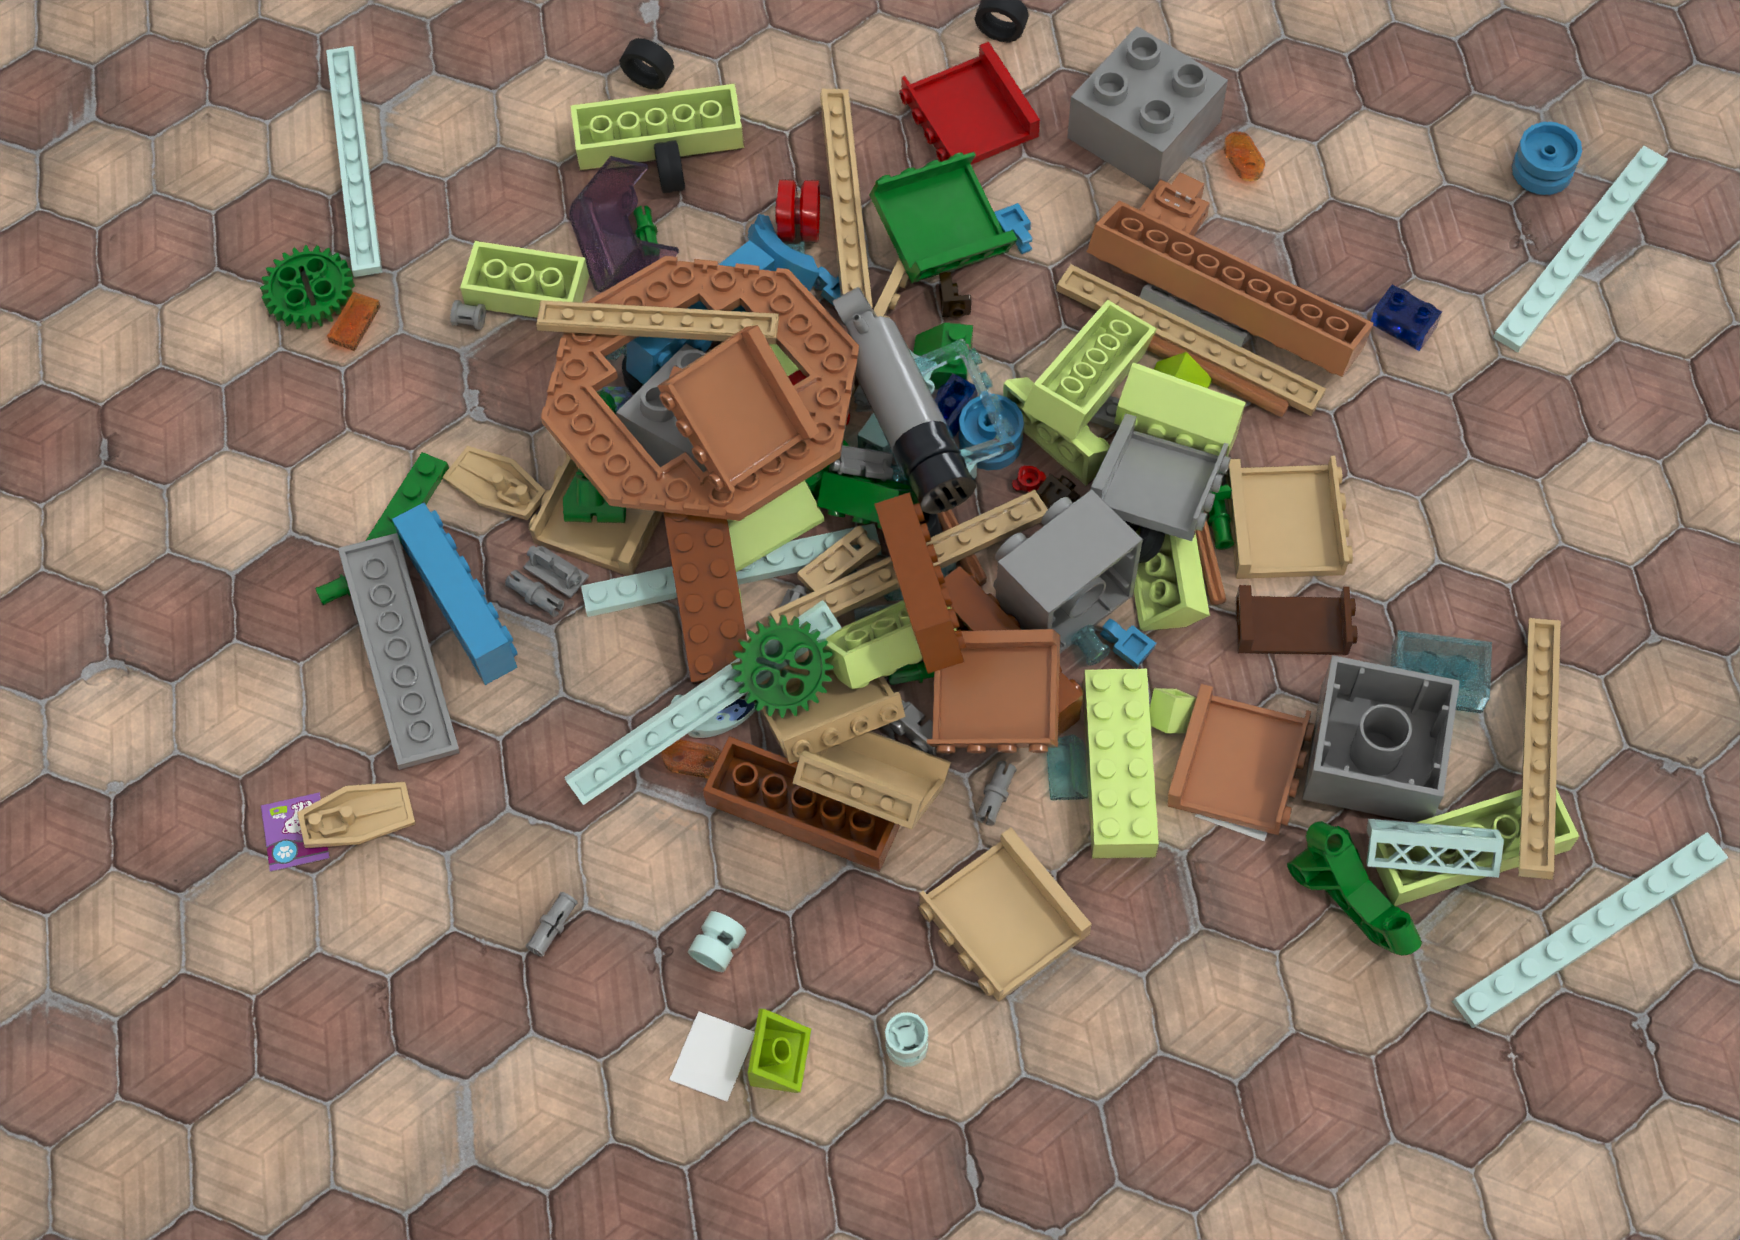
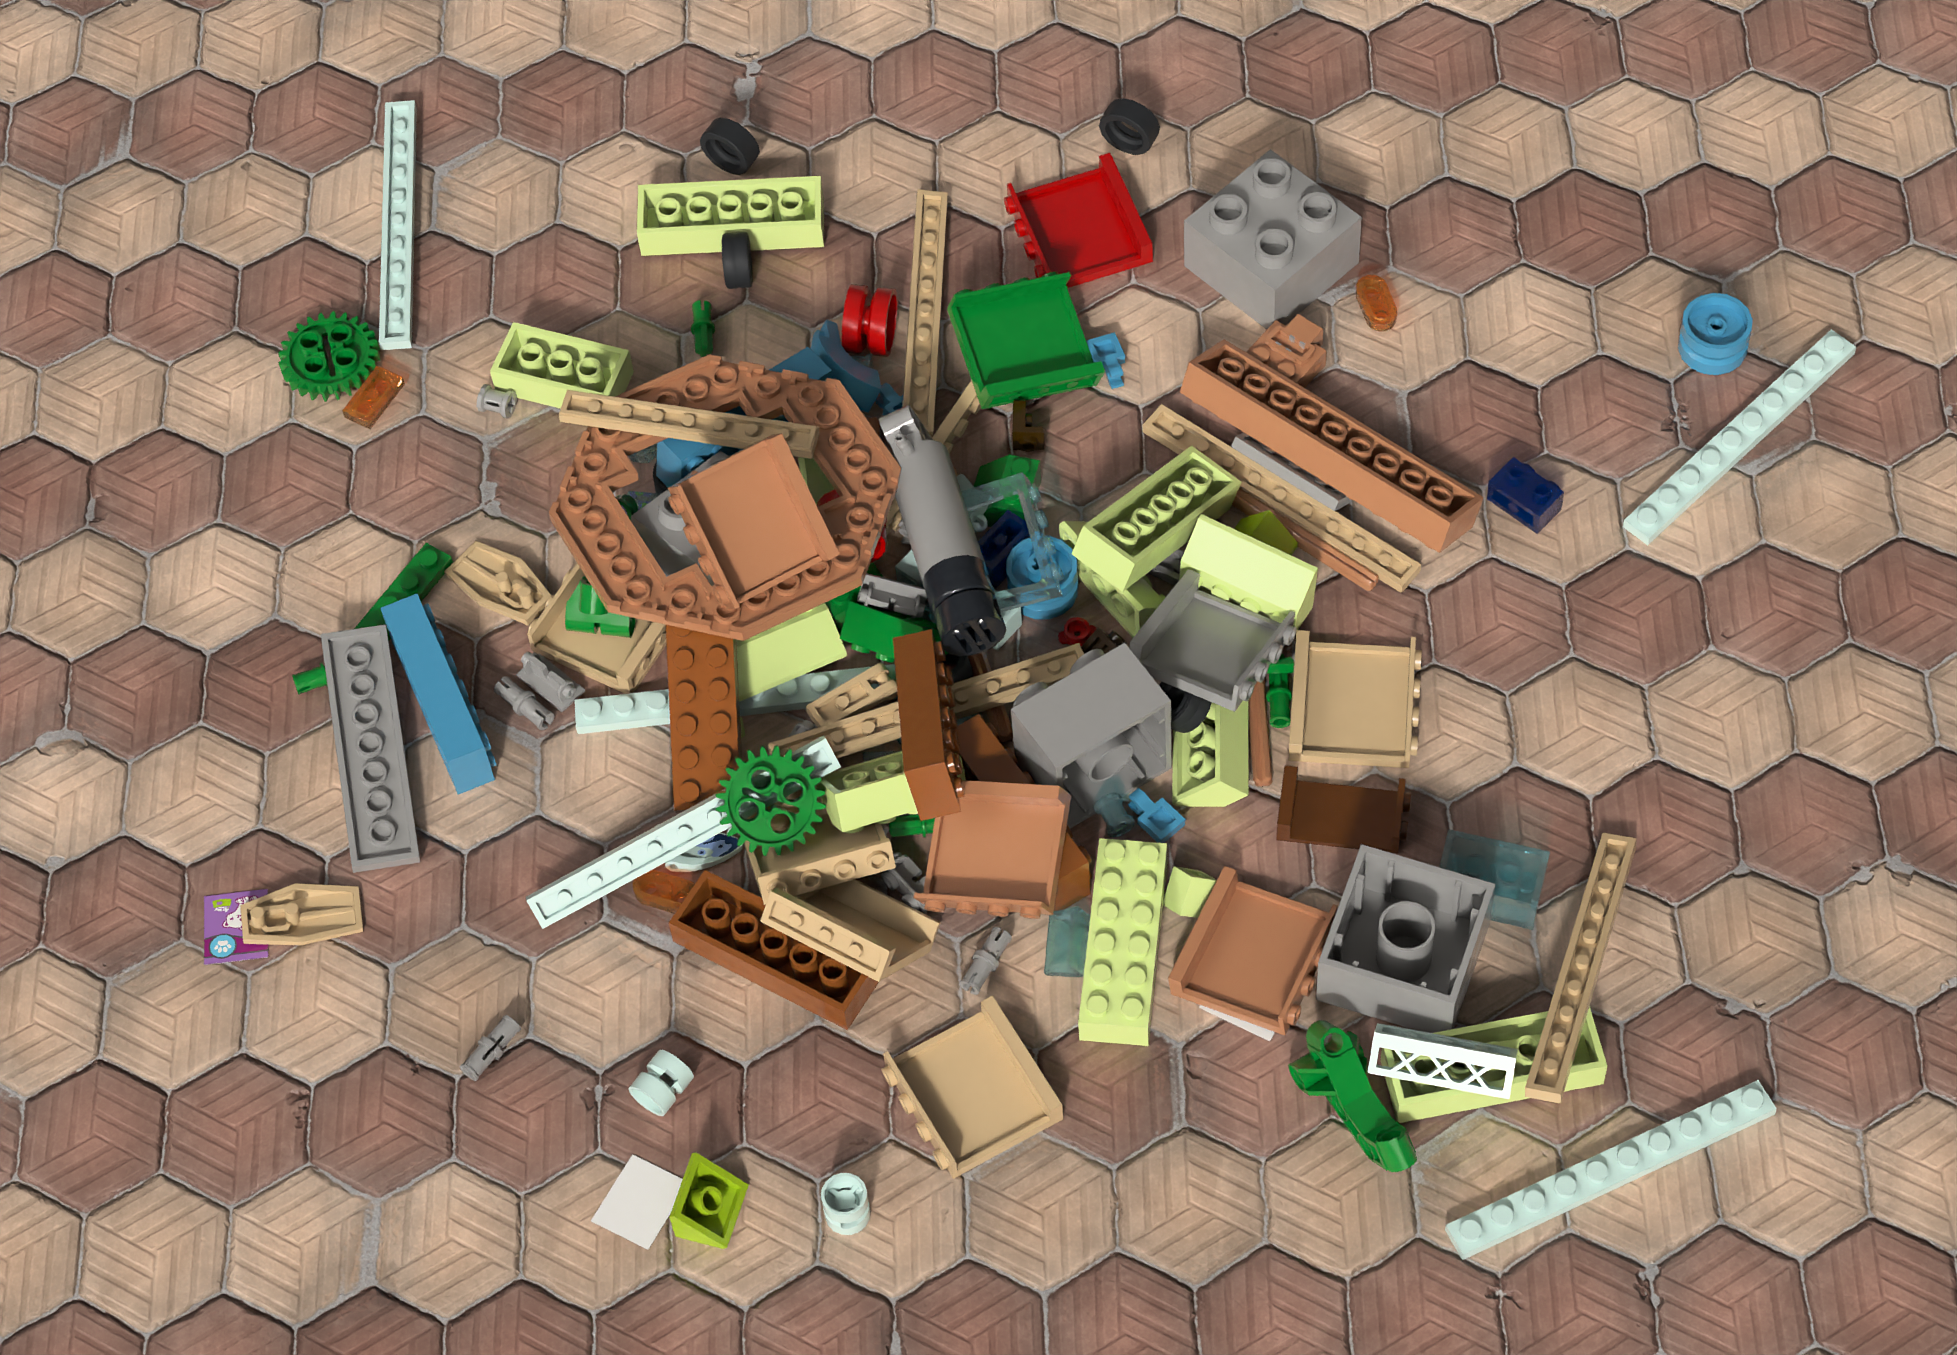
camera: 10 degrees right, 5 degrees down
(603, 226) = (657, 316): clear purple windscreen -> none

